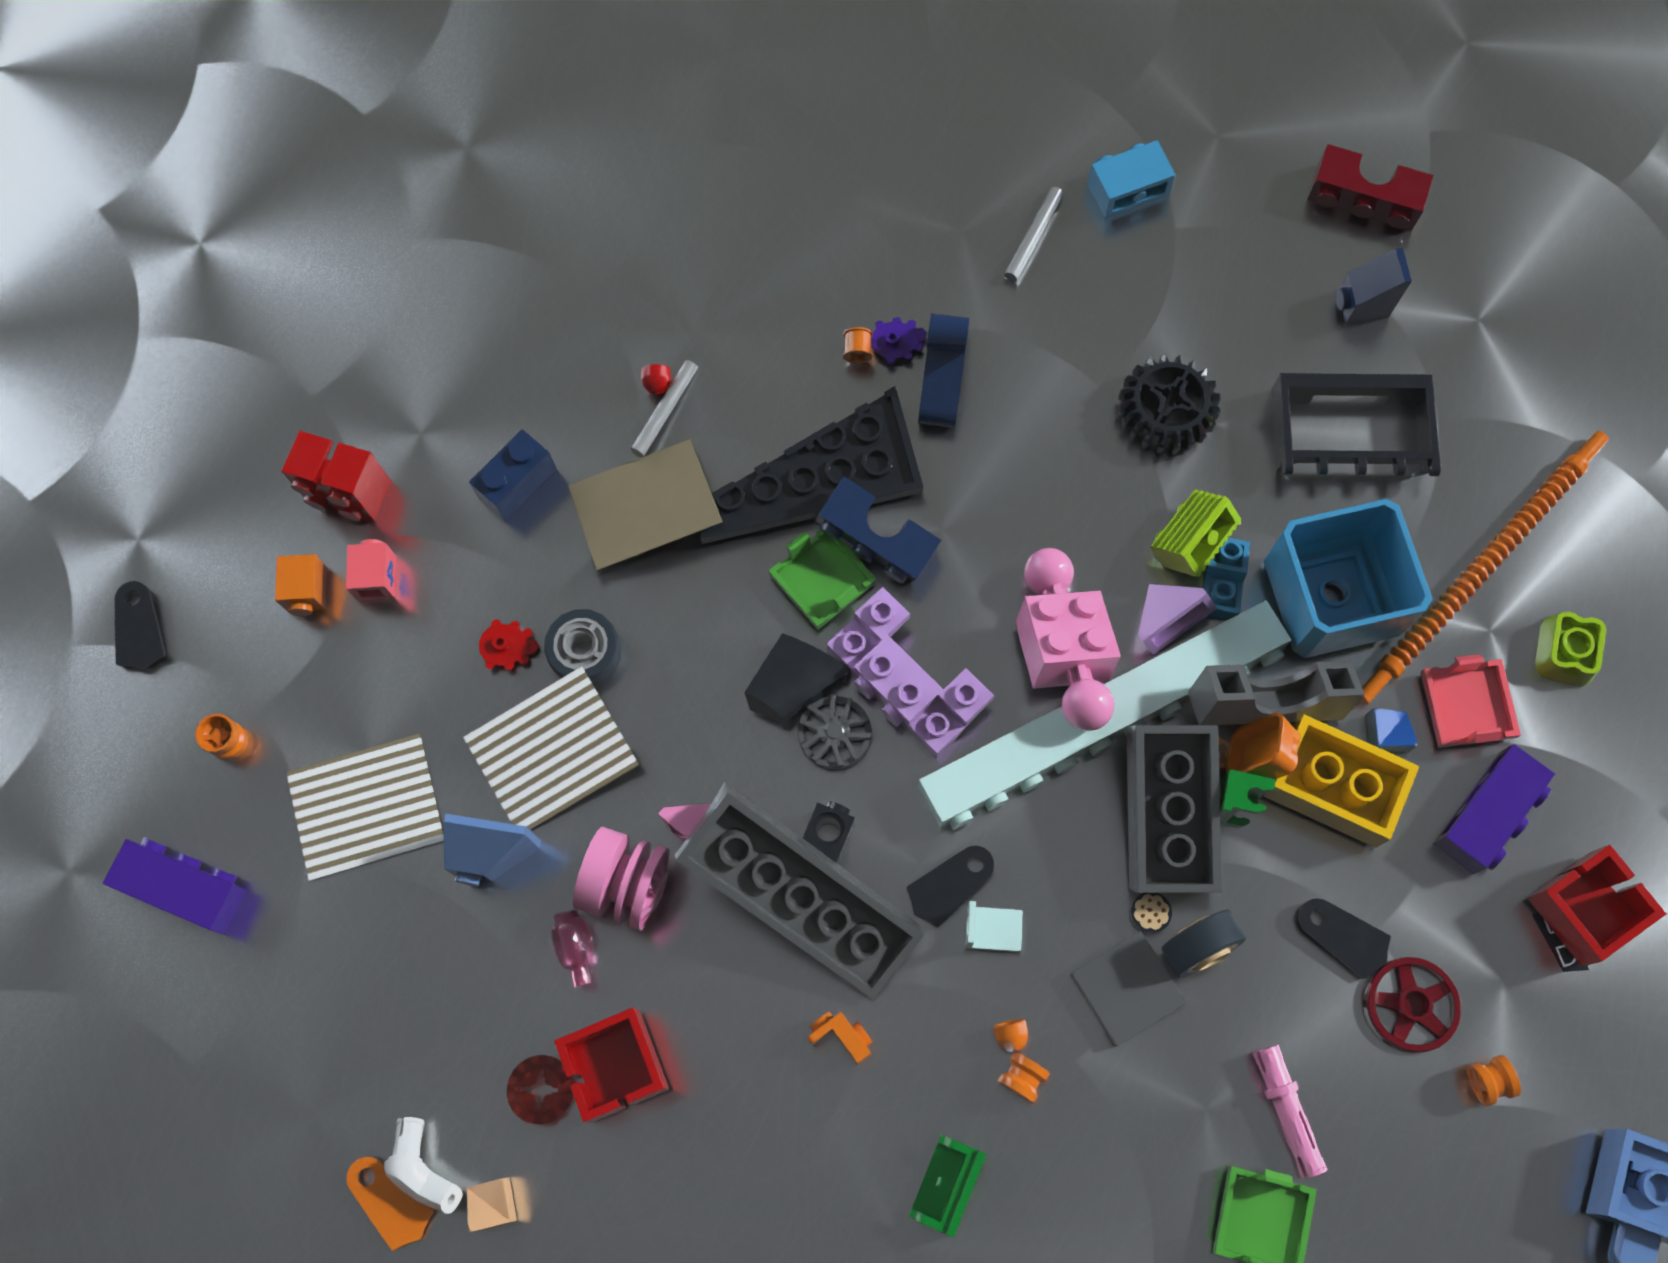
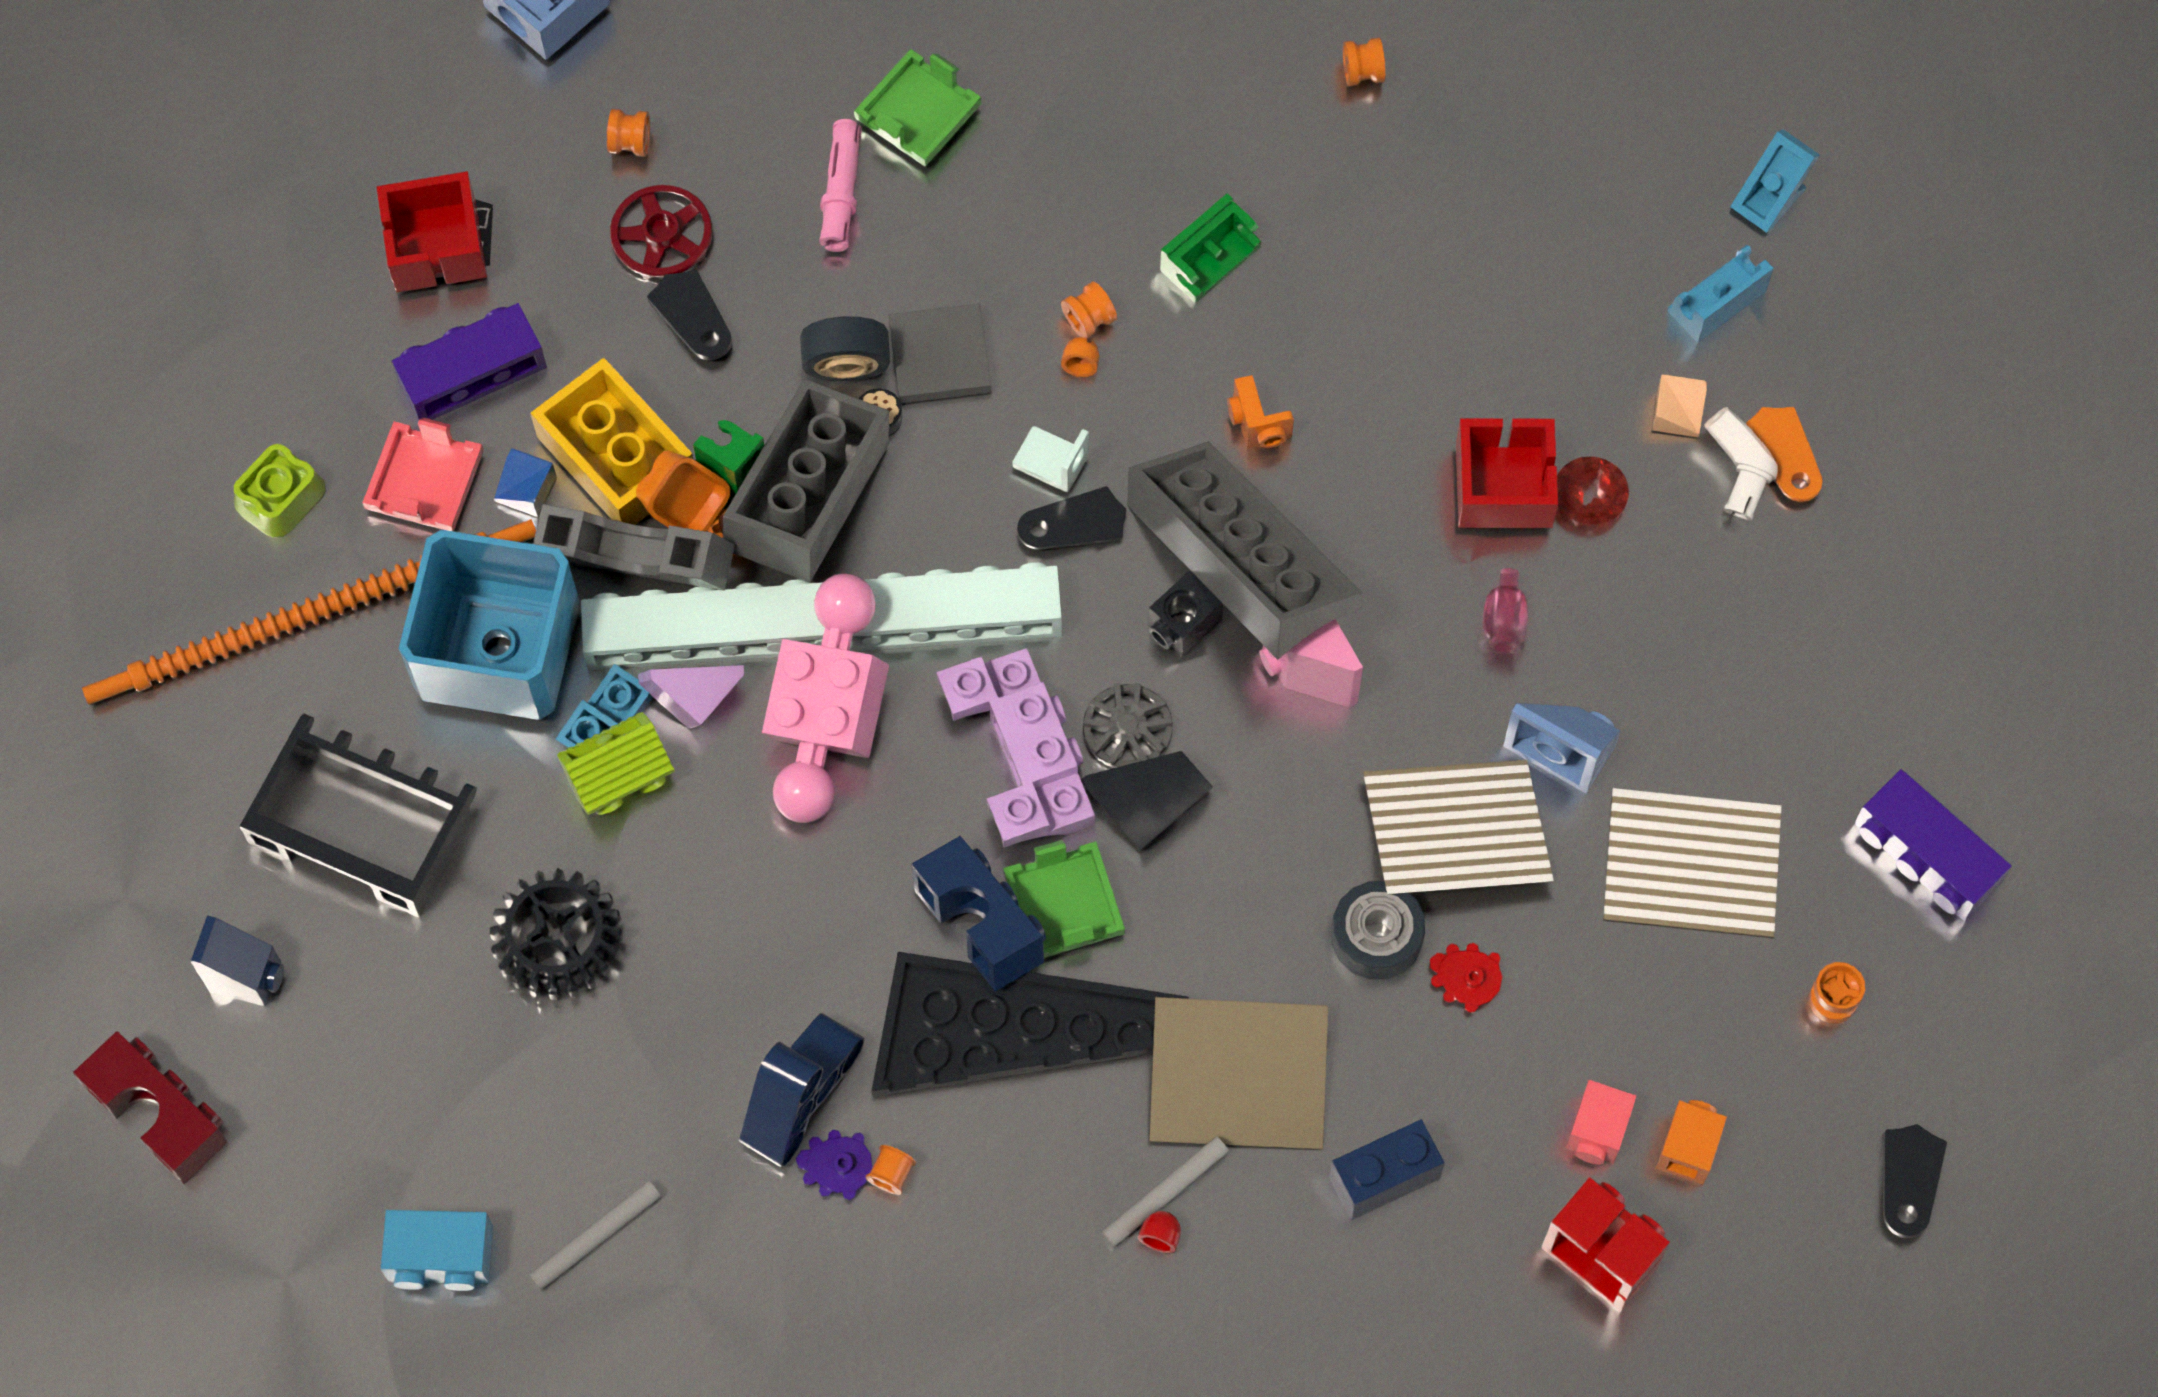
camera: 160 degrees left, 5 degrees down
(628, 880) = (1435, 650): bright pink wheel -> none

